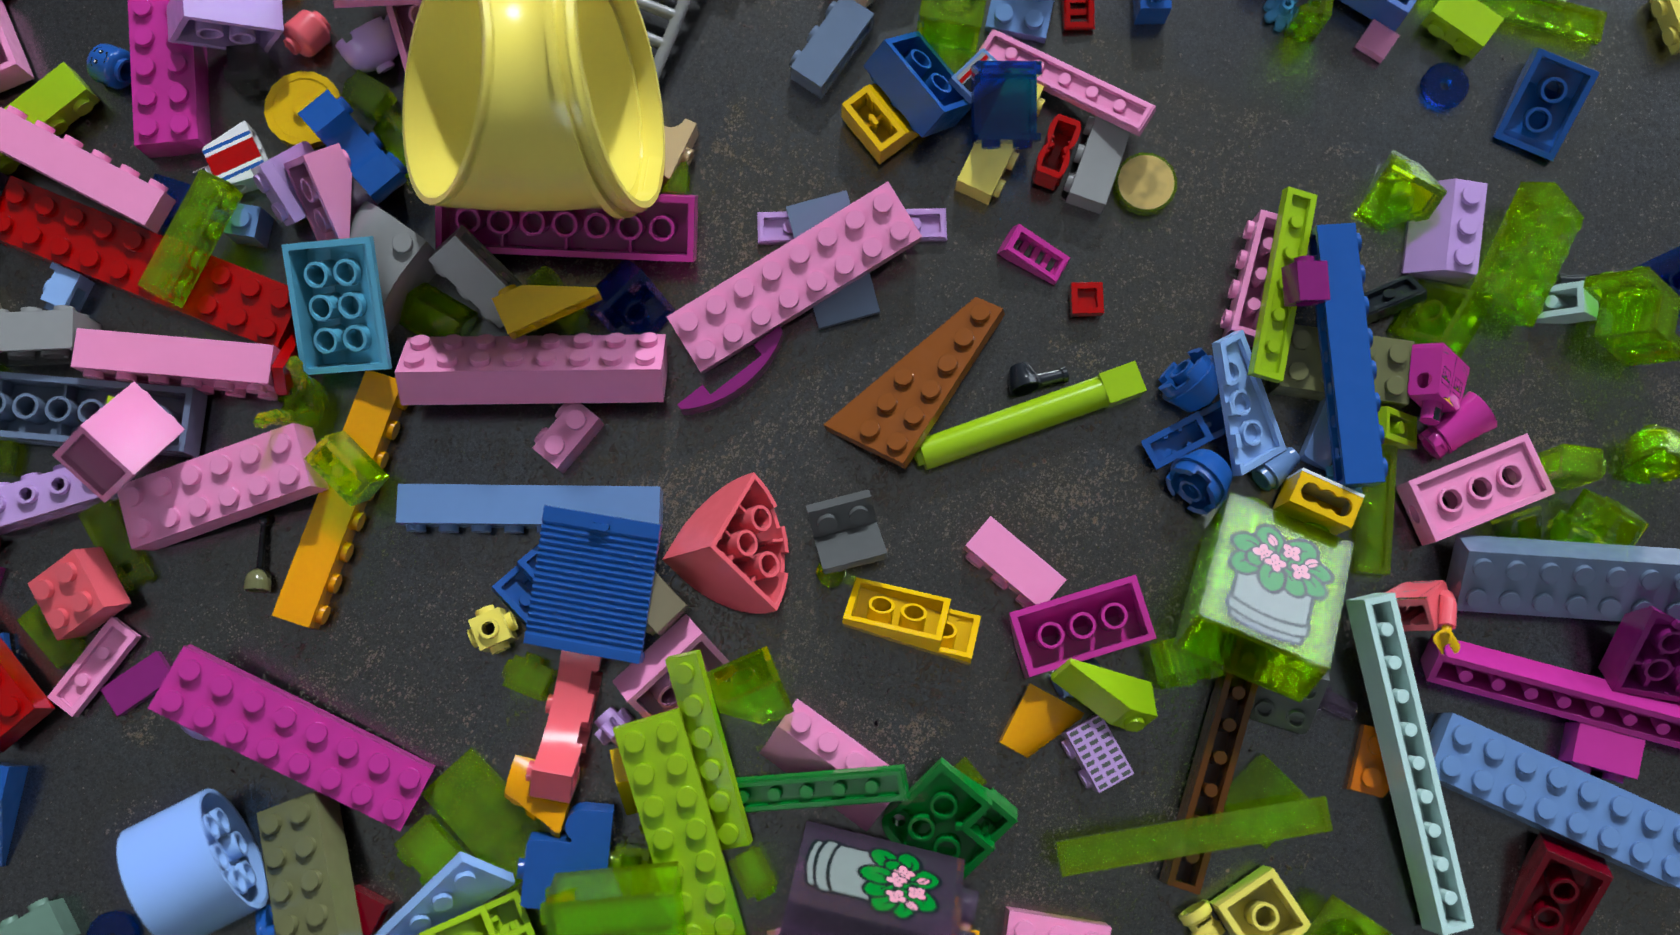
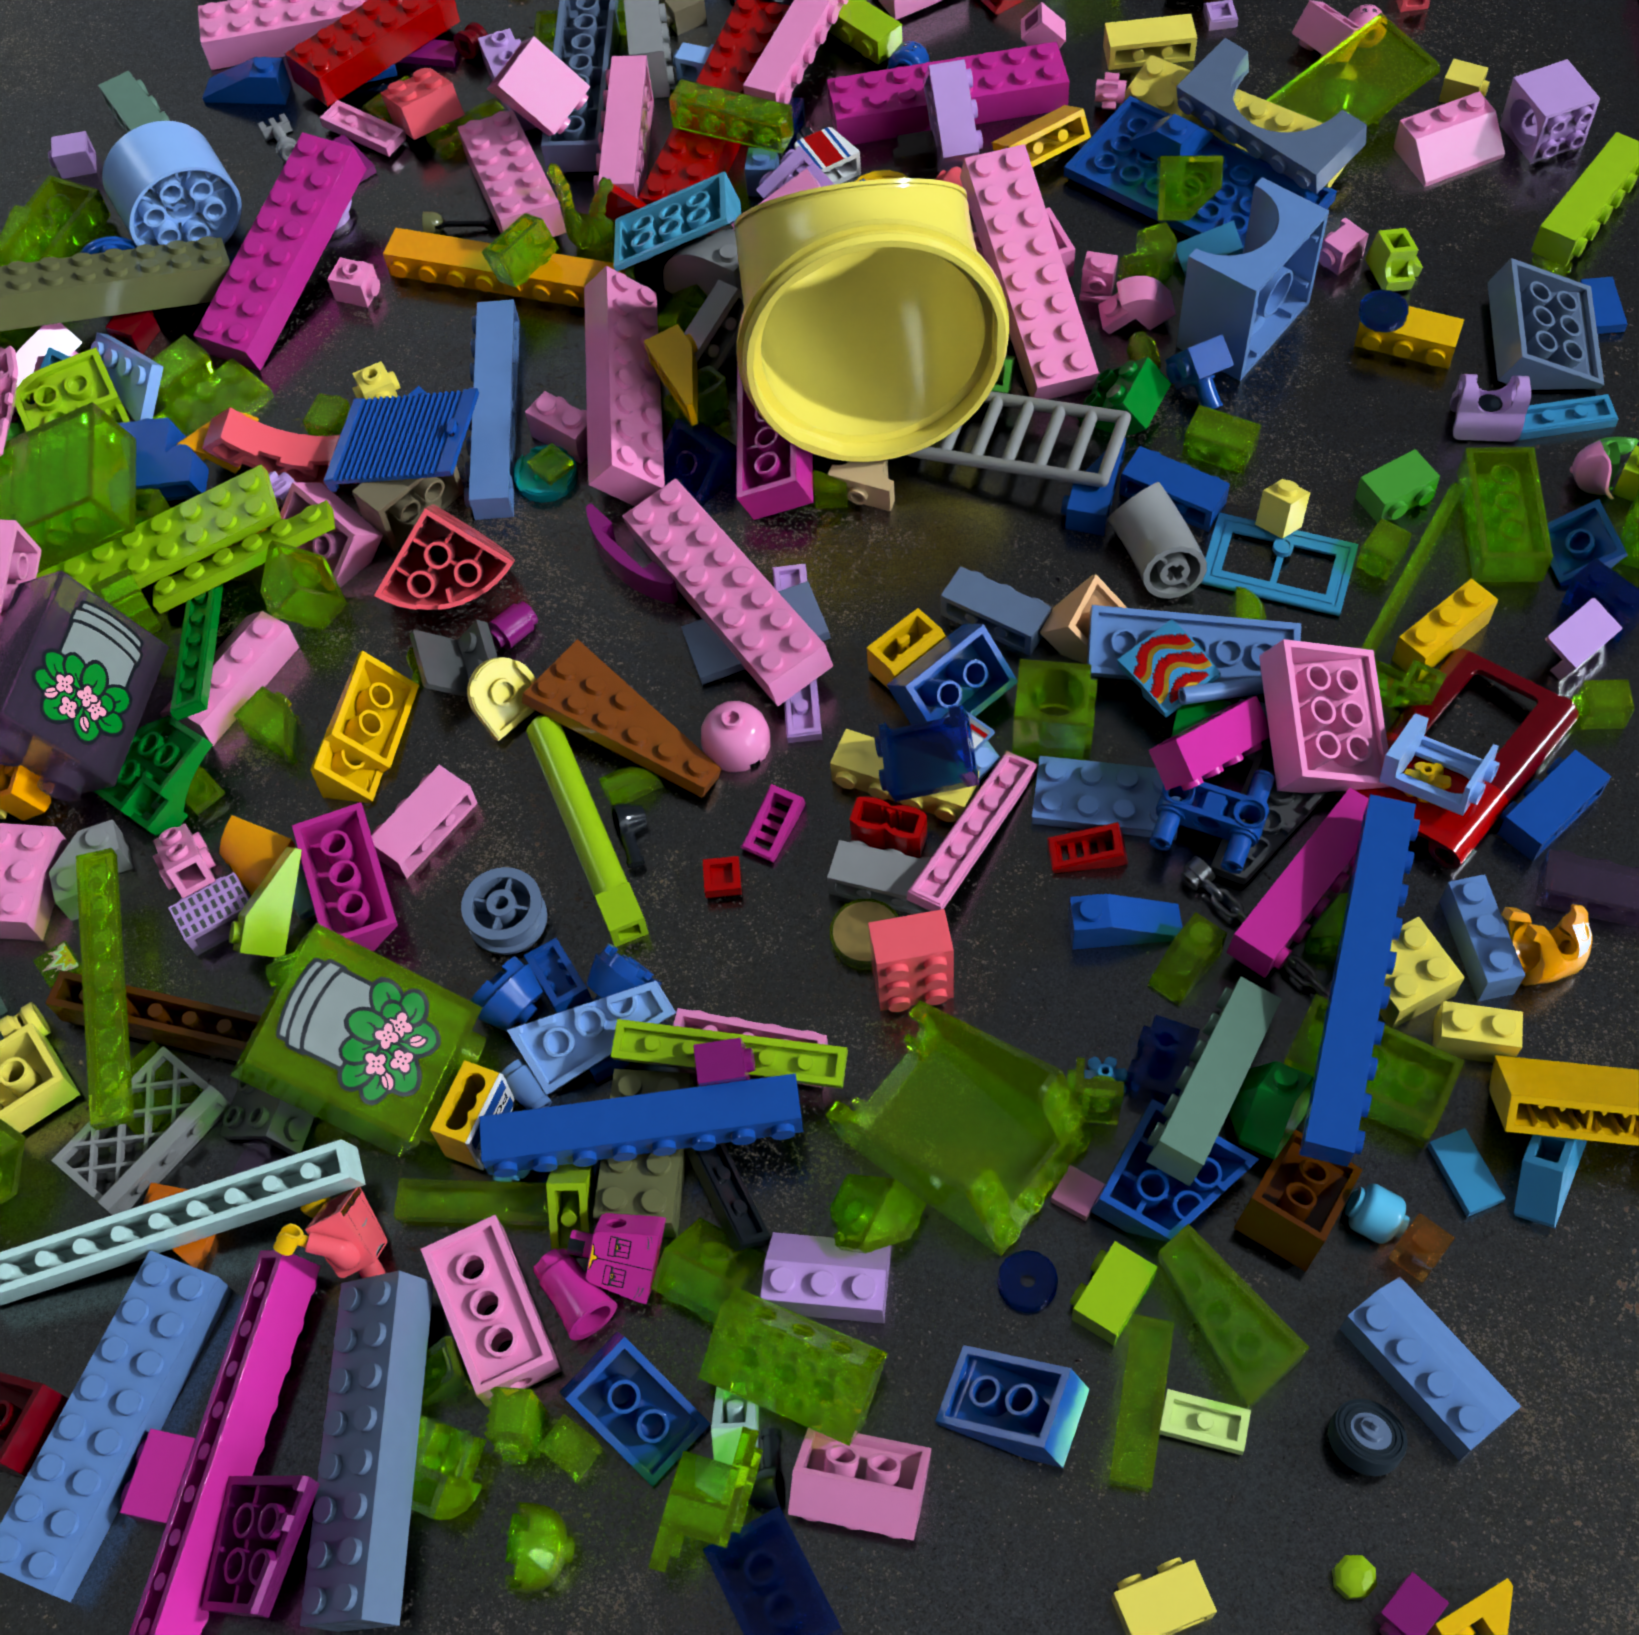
camera: 95 degrees right, 20 degrees down
(111, 753) = (278, 131): none -> light grey hinge
(334, 662) = (354, 282): none -> bright pink brick
(614, 448) = (551, 464): none -> clear neon green tile
(616, 457) = (534, 487): none -> teal tile
(803, 485) = (512, 625): none -> magenta brick
(888, 489) = (497, 694): none -> light yellow tile
(895, 714) = (271, 723): none -> clear neon green slope
(942, 283) = (735, 736): none -> bright pink cylinder
(984, 381) = (629, 784): none -> clear neon green brick
(1030, 876) = (91, 839): none -> light grey brick
(1040, 787) = (183, 860): none -> bright pink brick
(1101, 499) = (504, 911): none -> sand blue wheel
(1135, 900) = (56, 959): none -> tile
(1201, 133) = (912, 960): none -> coral brick
(1326, 779) = (157, 1158): none -> light grey fence
(1328, 115) = (969, 1126): none -> clear neon green windscreen
(1544, 383) = (634, 1408): none -> blue slope
(1580, 426) = (570, 1448): none -> clear neon green brick
(1611, 207) = (860, 1486): none -> bright pink slope

